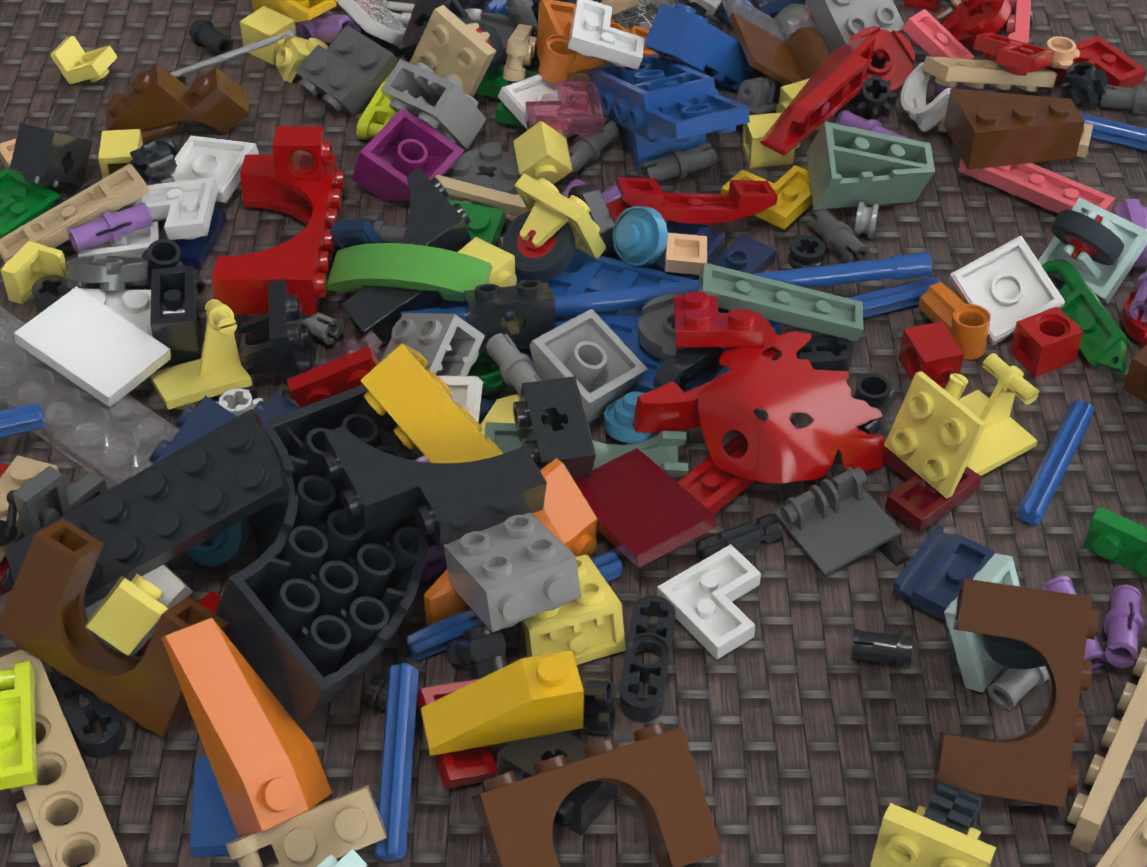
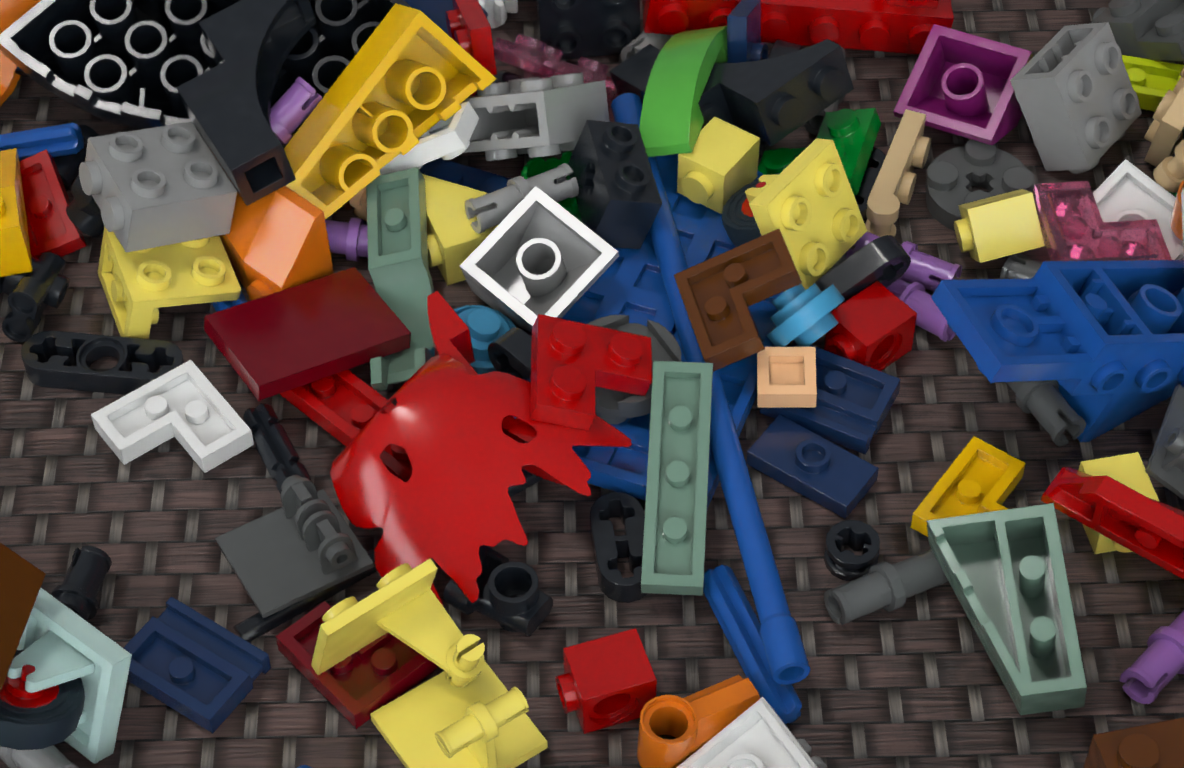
camera: 90 degrees right, 5 degrees up
(555, 425) = (389, 221): black brick -> none
(638, 263) = (725, 286): none -> reddish brown plate
(742, 200) = (902, 385): red slope -> none
(866, 220) = (932, 624): light grey bush -> none

